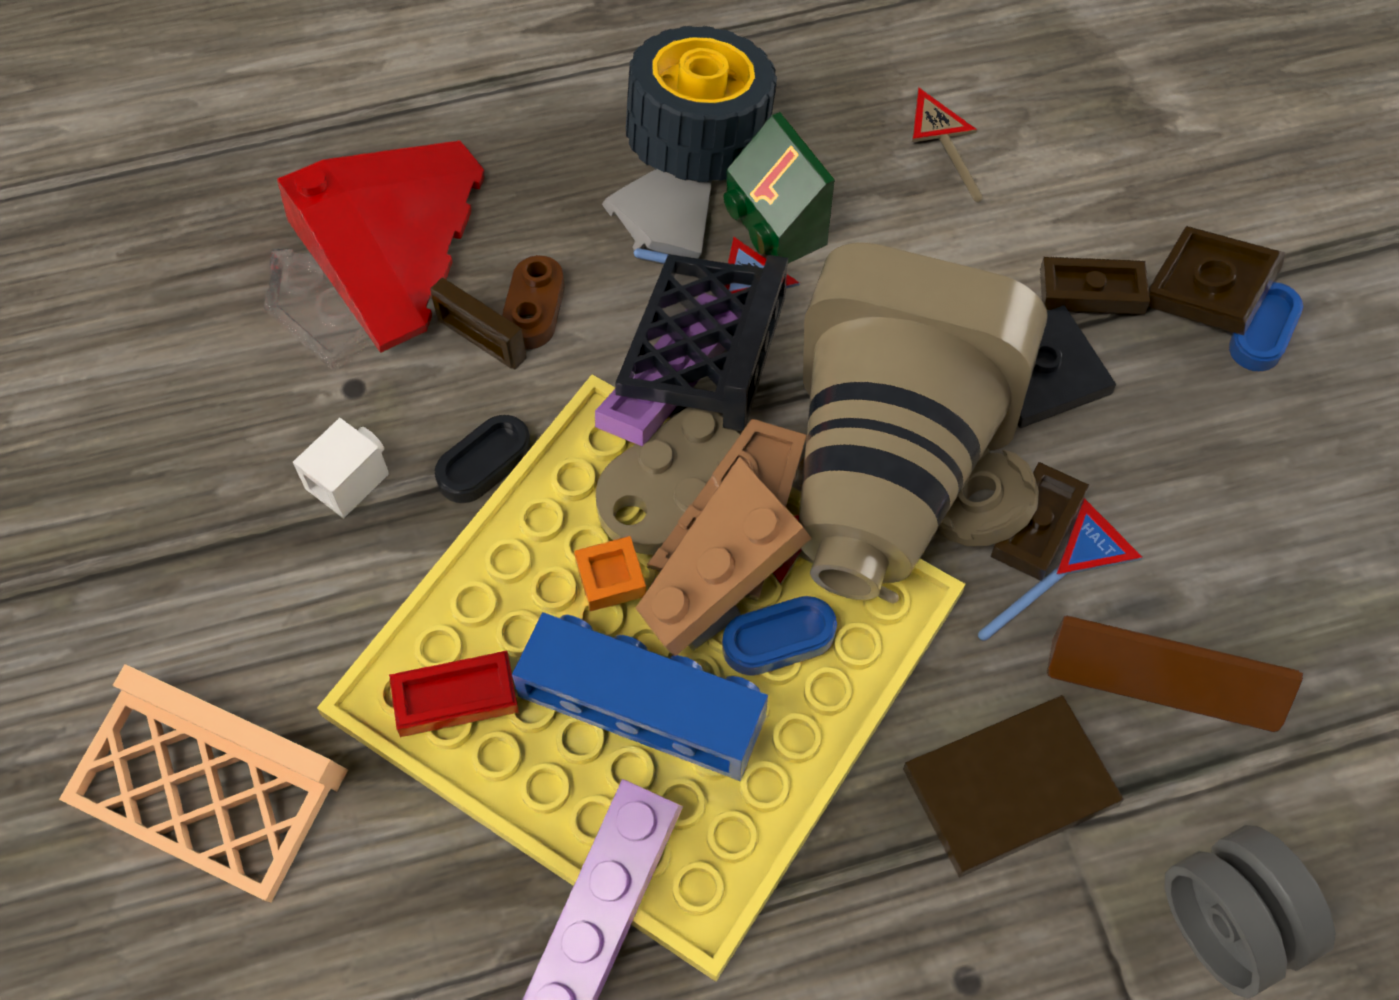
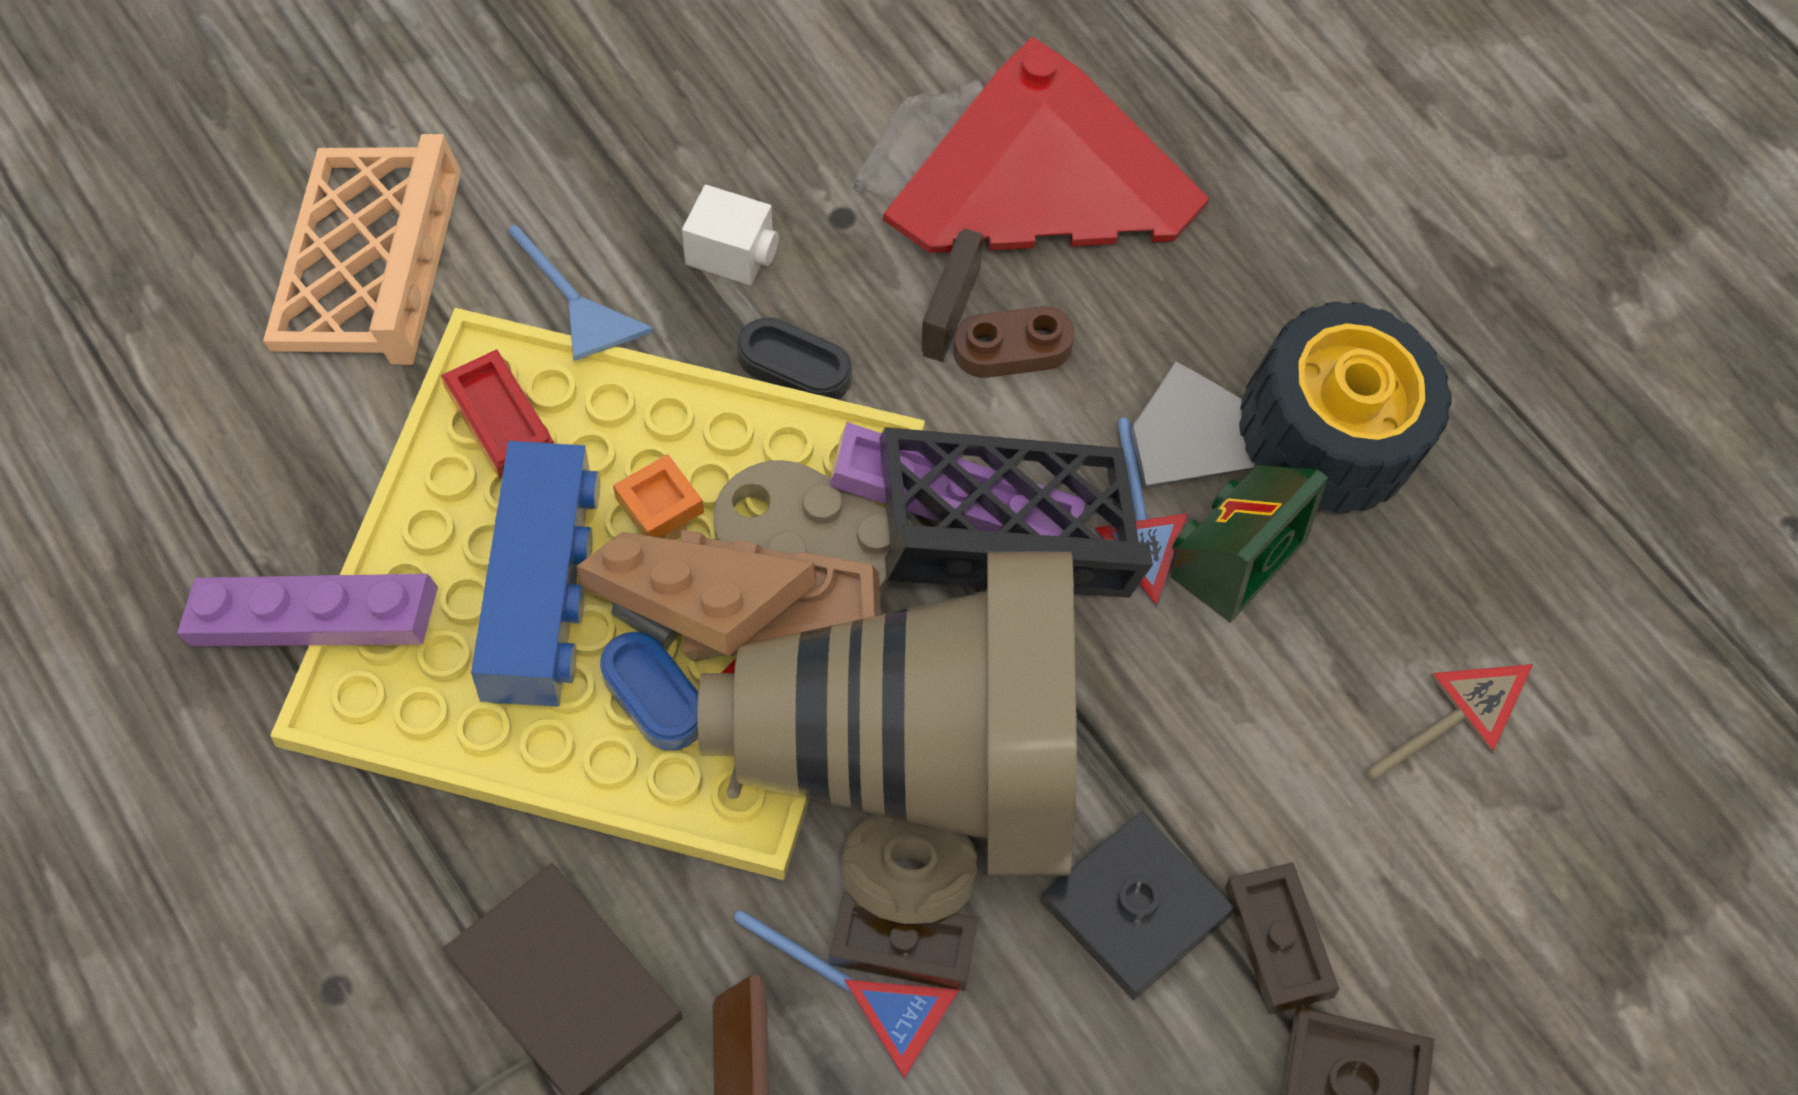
camera: 70 degrees right, 0 degrees up
(391, 594) = (591, 324): none -> medium blue piece

